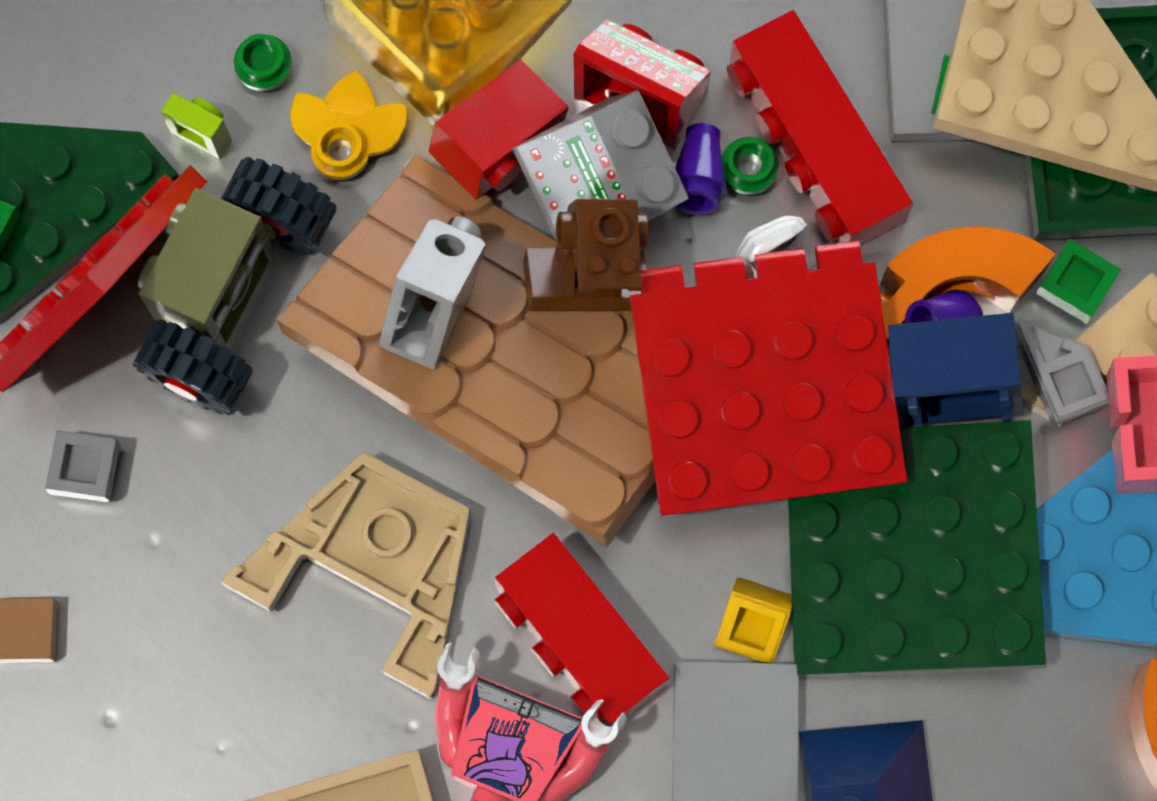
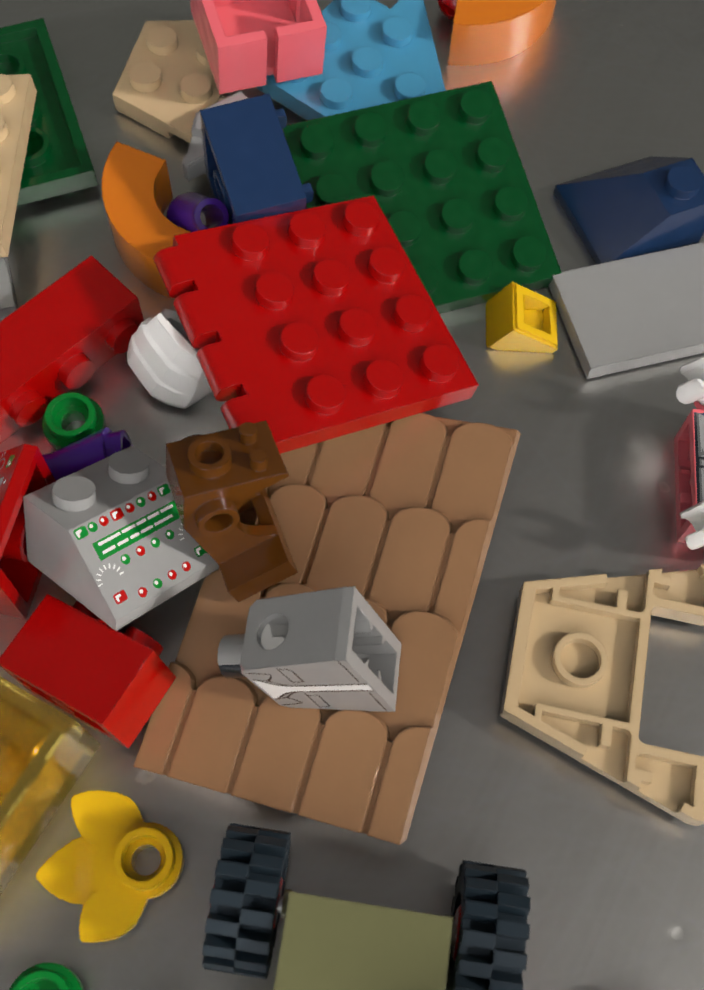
camera: 110 degrees left, 10 degrees down
(578, 632) = (602, 451): red brick -> none
(1078, 281) = (132, 130): green plate -> none

